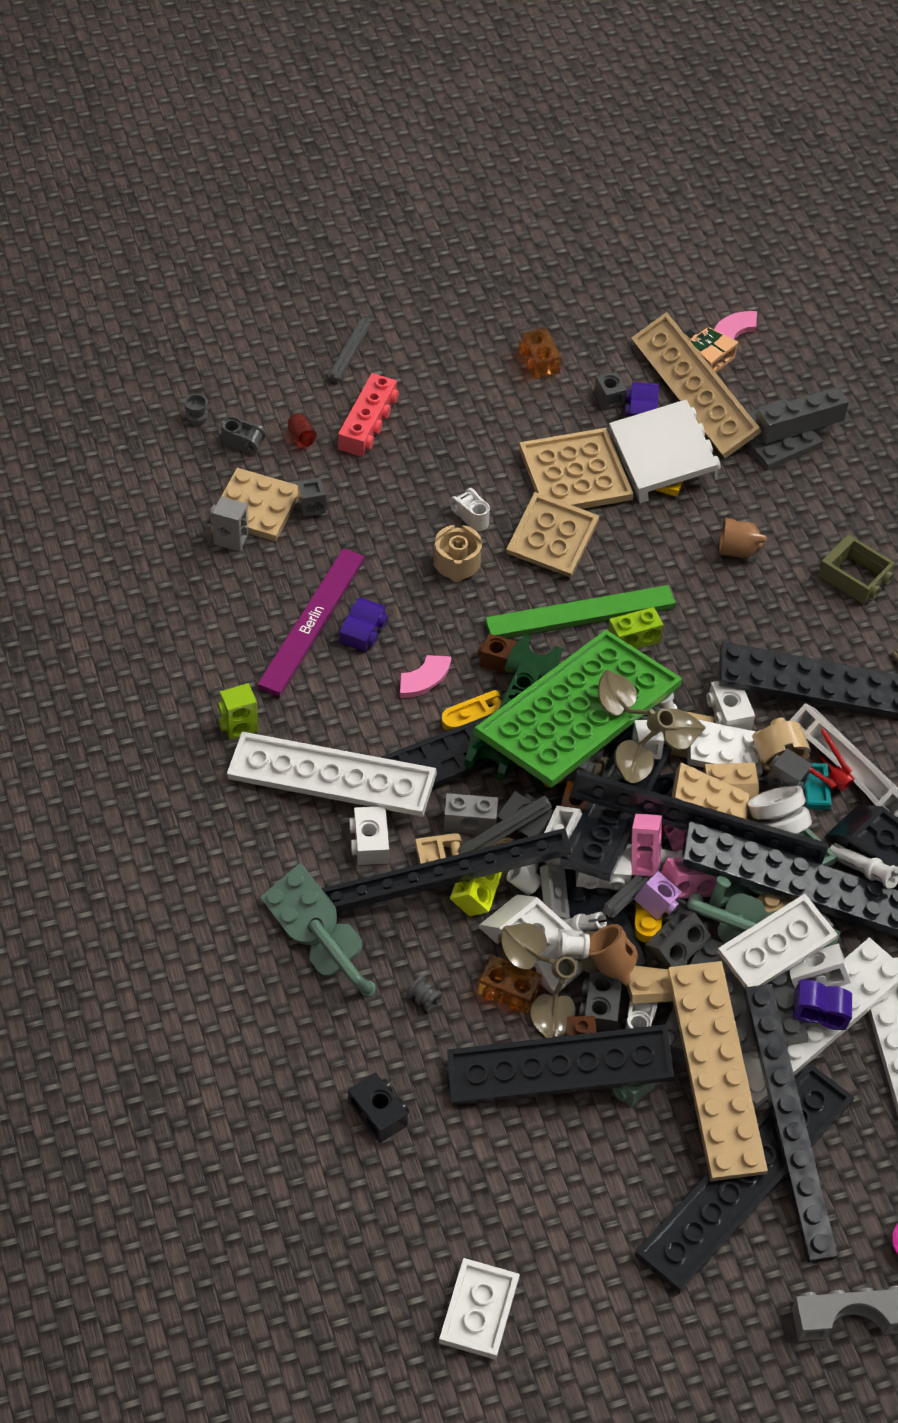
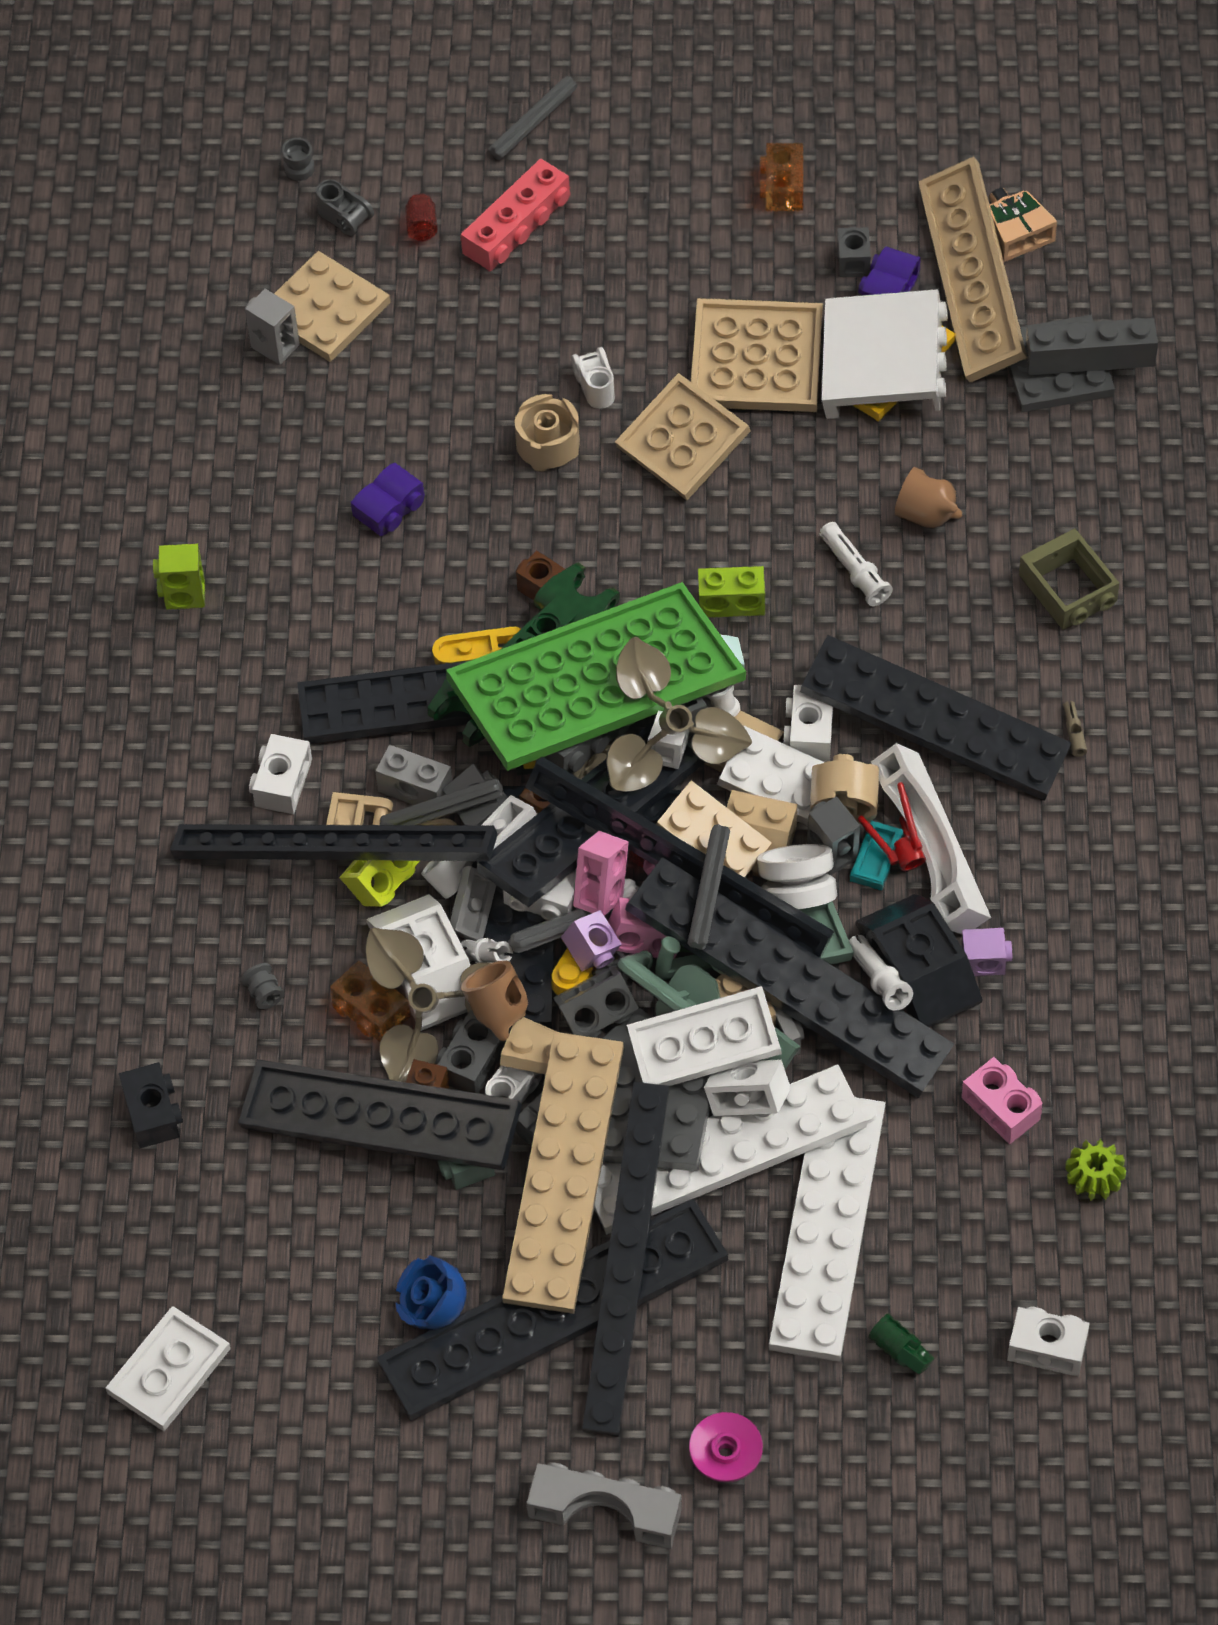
camera: 25 degrees right, 5 degrees up
(299, 908) = (161, 858): sand green plate -> none
(311, 497) = (391, 313): dark grey brick -> none
(311, 623) = (328, 480): magenta tile -> none
(332, 773) = (264, 684): white plate -> none
(426, 677) = (440, 588): bright pink tile -> none
(573, 944) = (446, 970): white piece -> none
(579, 612) = (675, 550): bright green tile -> none
(657, 1189) = (430, 1293): none -> blue cylinder
(716, 597) = (862, 573): none -> white pin
(736, 832) = (709, 887): none -> dark grey axle
(737, 324) = (1074, 194): bright pink tile -> none
(822, 1004) = (727, 1129): dark purple brick -> none

